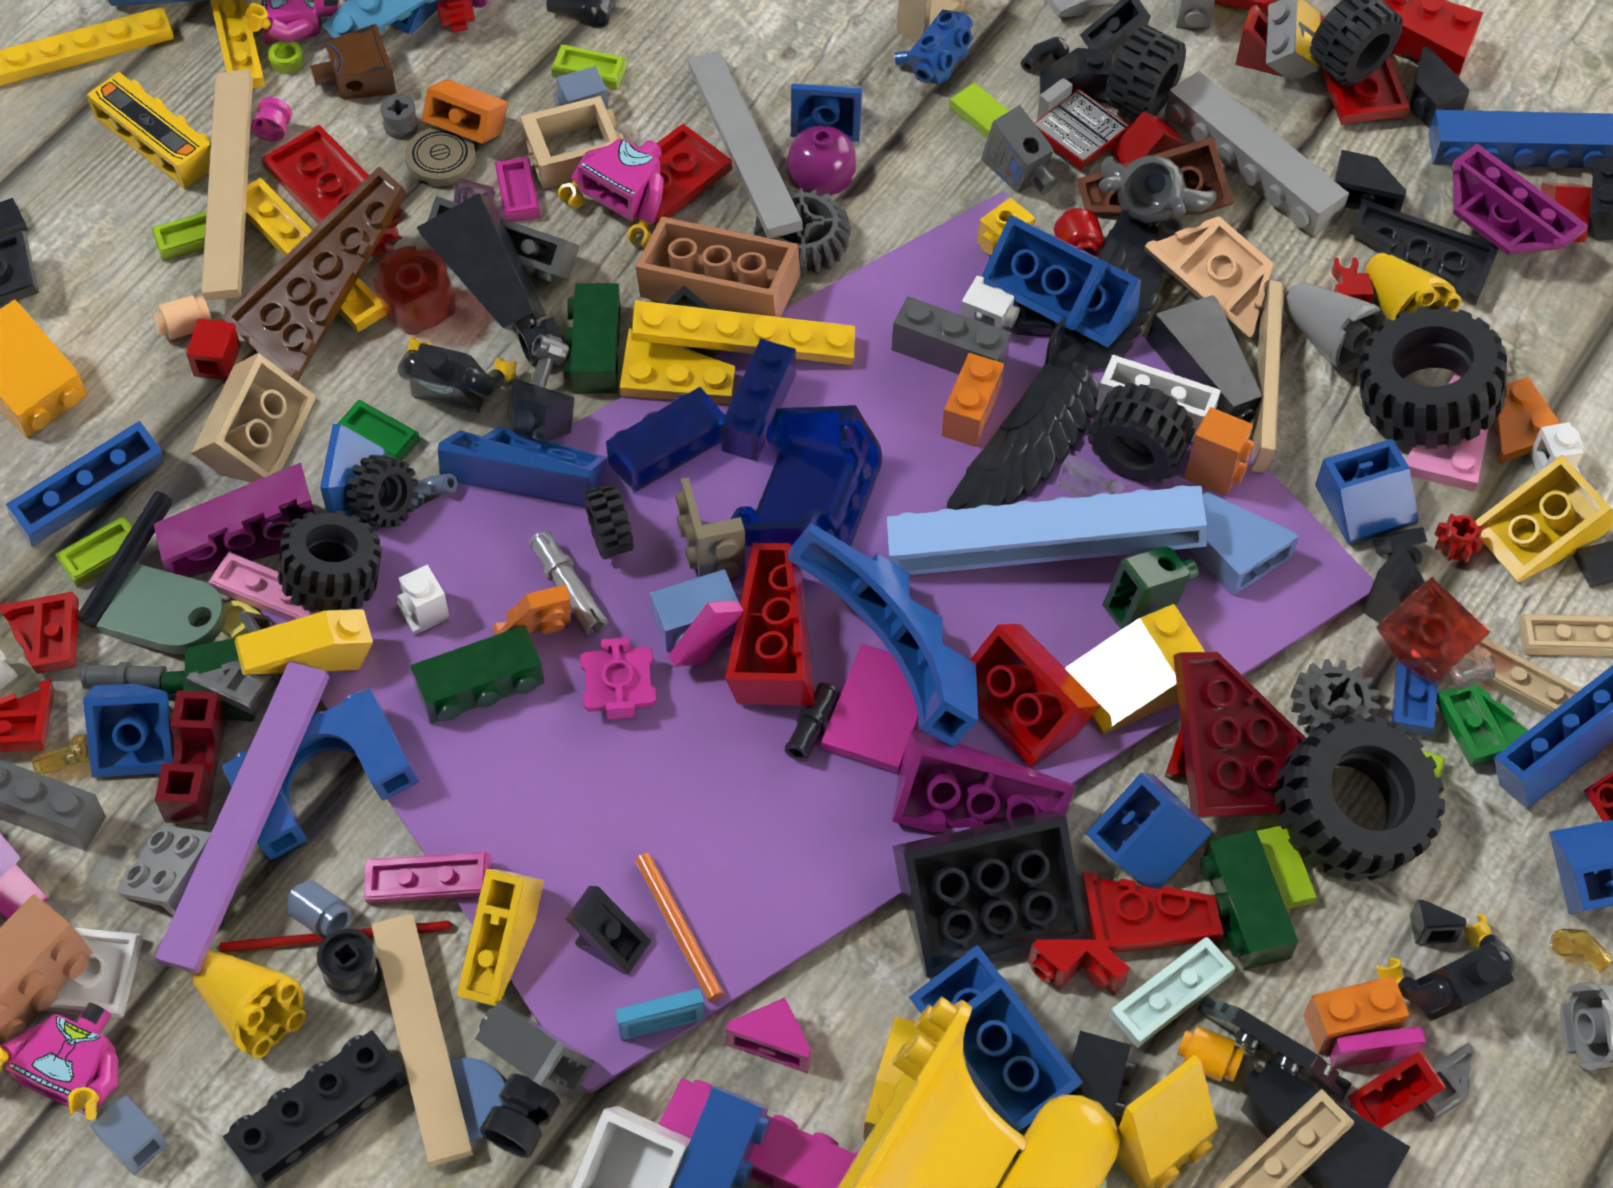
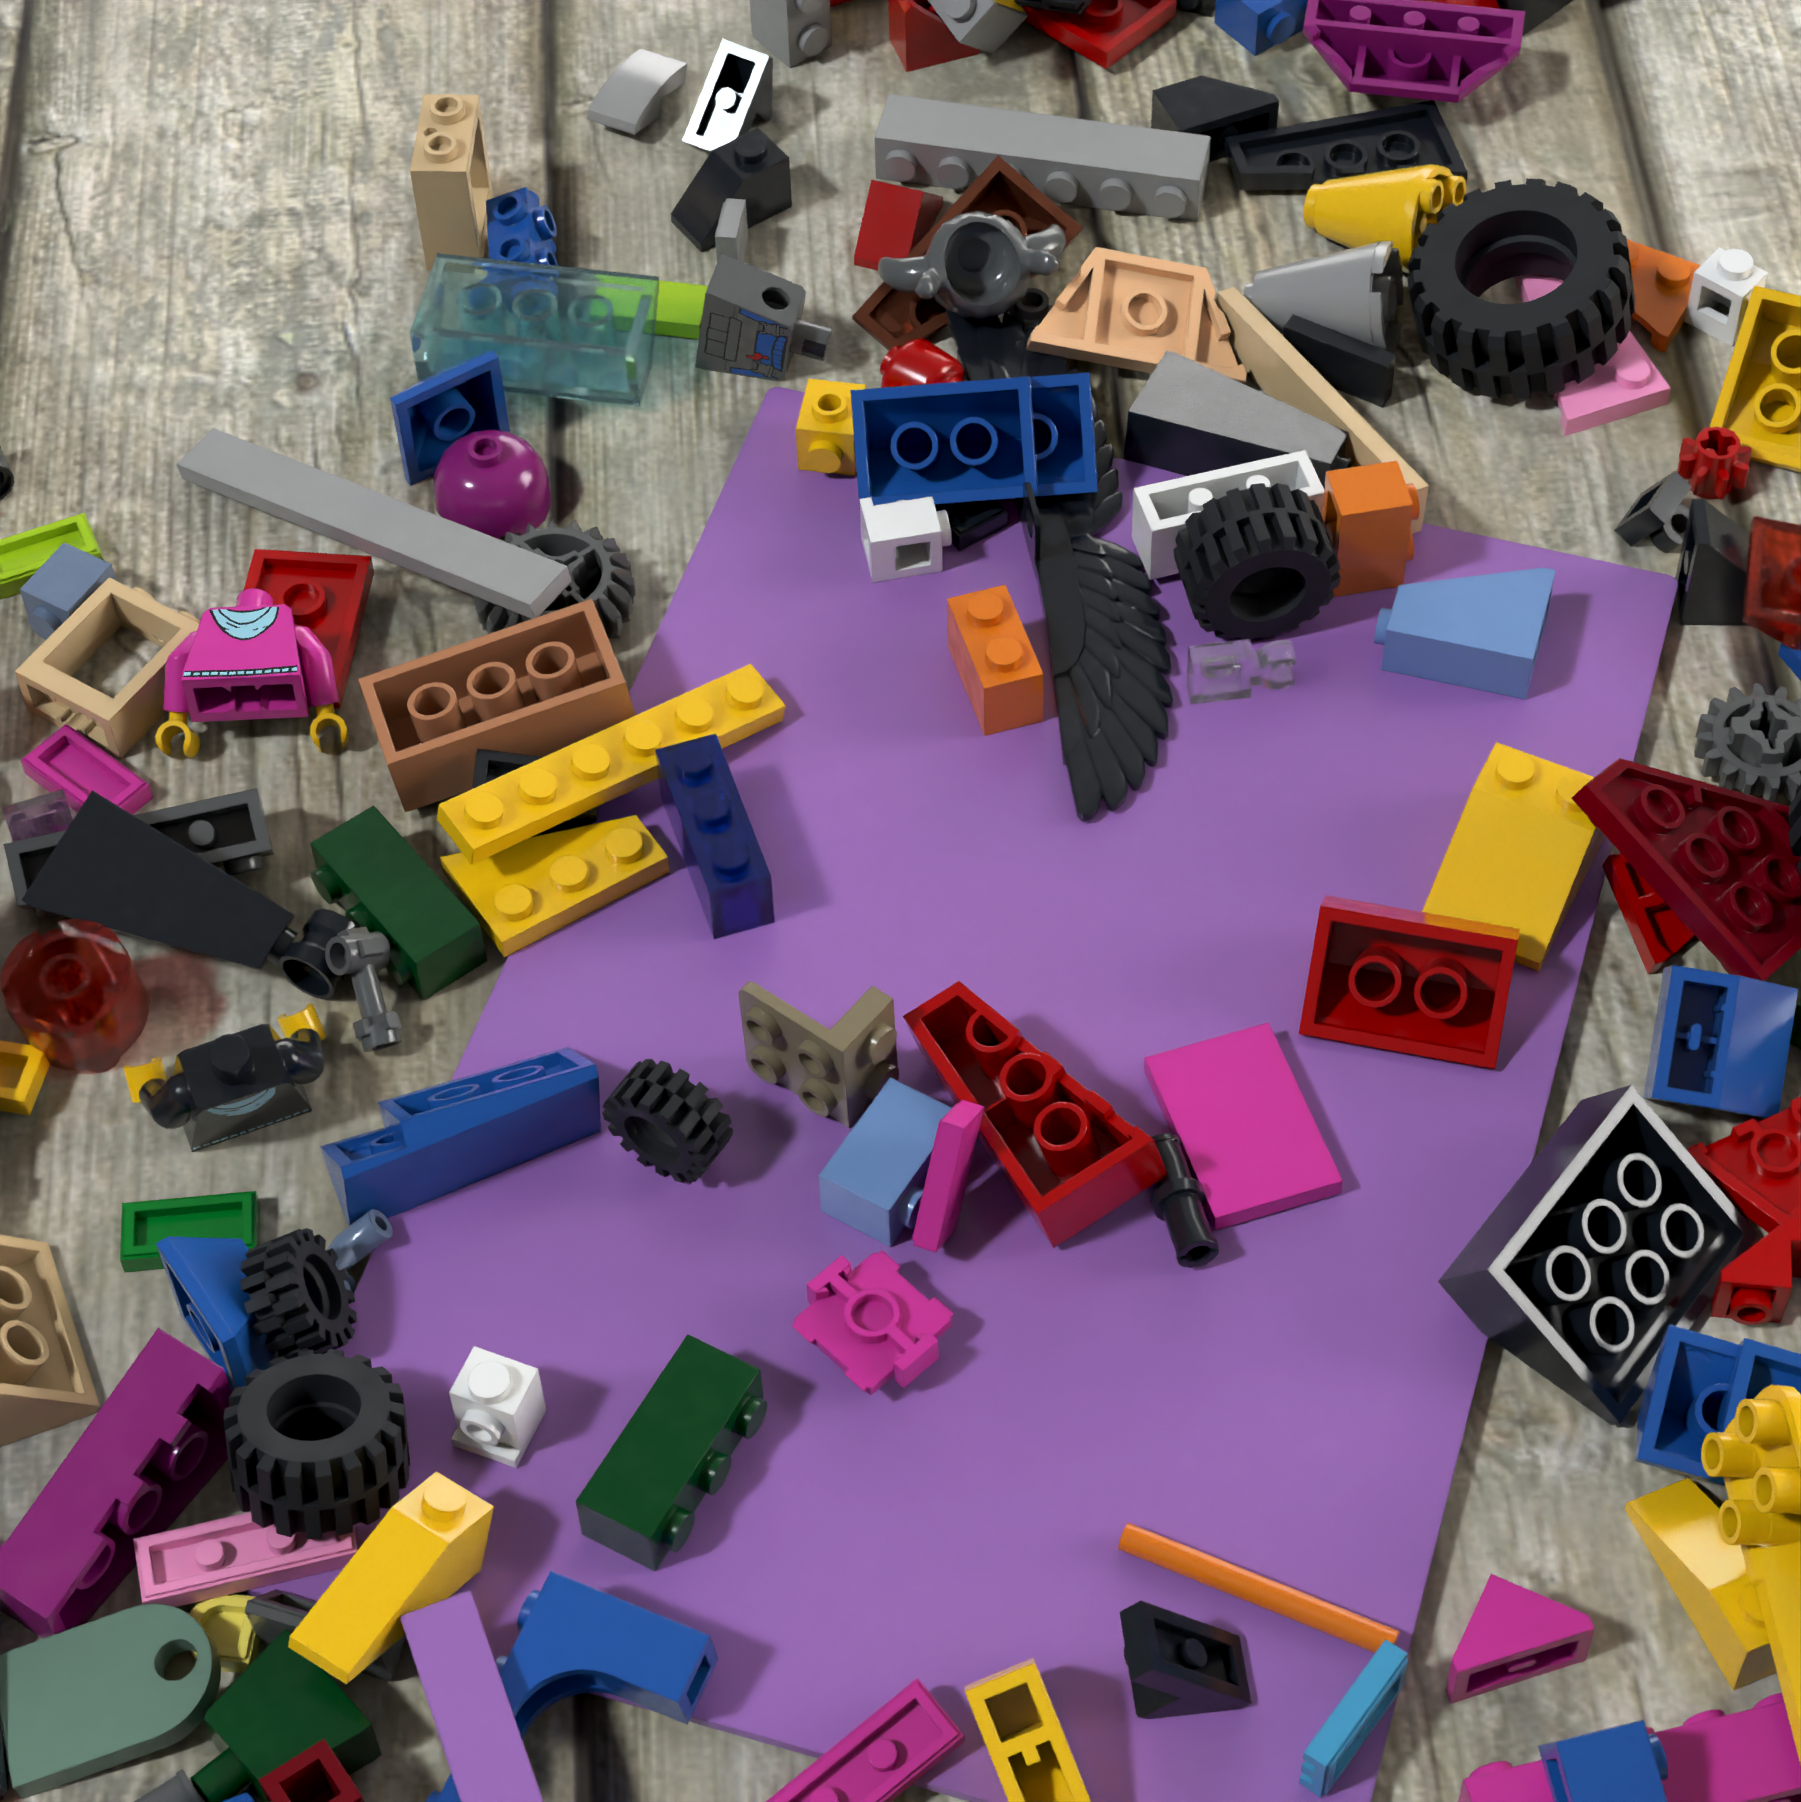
camera: 35 degrees left, 5 degrees down
(232, 686) = (331, 1711): flat silver tile -> none
(538, 411) = (413, 1046): black slope -> none
(540, 611) = (693, 1305): orange wing -> none
(560, 571) = (654, 1237): light grey pin -> none
(665, 439) = (634, 967): clear blue brick -> none
(819, 477) = (887, 890): clear blue windscreen -> none
(879, 593) = (1204, 995): blue arch -> none
(911, 91) = (549, 325): none -> clear light blue slope
(945, 336) = (886, 603): dark grey brick -> none
(969, 787) = (1444, 1149): magenta wedge -> none
(1048, 530) = (1249, 760): light blue brick -> none
(1053, 46) = (649, 188): black arm -> none
(1081, 129) = (803, 247): tile -> none
(1145, 72) = (830, 132): black tyre -> none
(1148, 584) = (1442, 724): dark green torso -> none
(1307, 356) = (1344, 360): none -> black tile
(1352, 283) = (1306, 243): red piece -> none
(1368, 491) = (1566, 472): blue slope -> none

